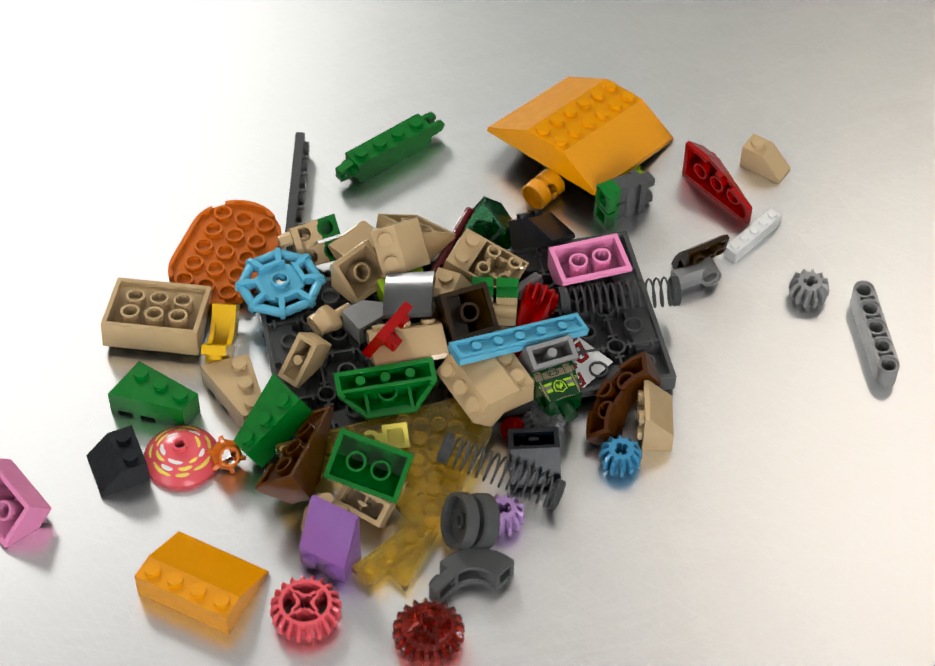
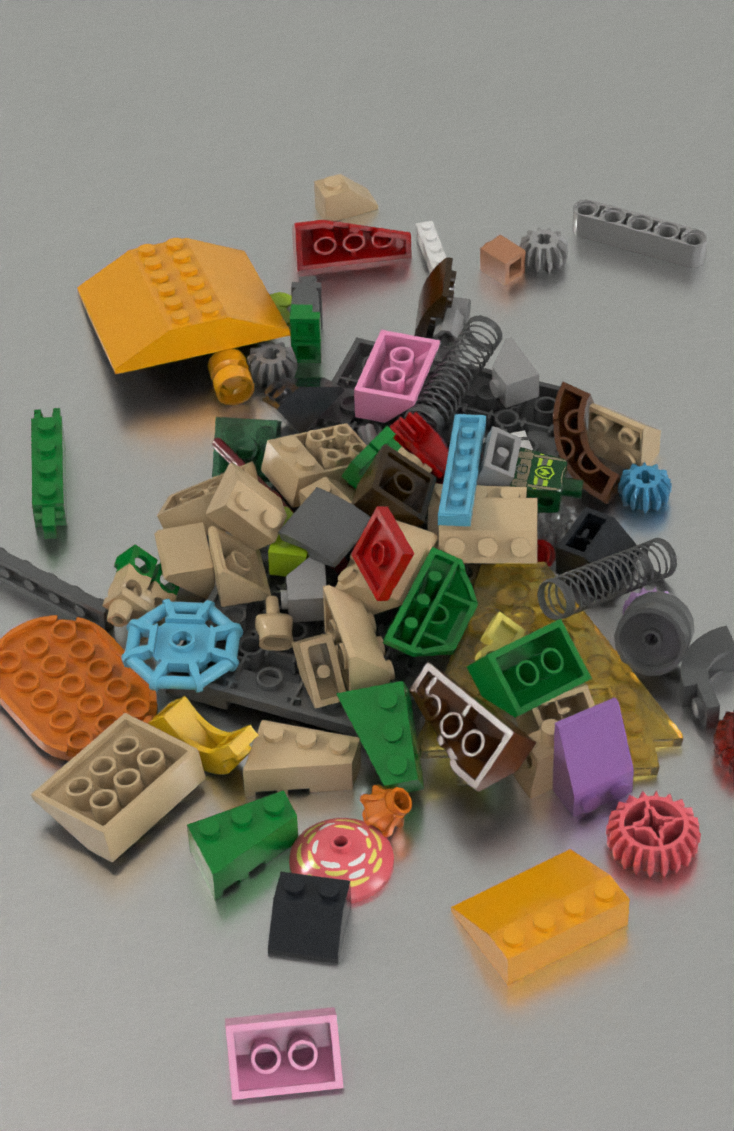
camera: 55 degrees left, 5 degrees down
(335, 352) = (355, 641): none -> tan slope
(573, 204) = (271, 363): none -> light grey gear
(649, 326) = (513, 376): none -> light grey slope
(778, 271) = (502, 260): none -> nougat brick

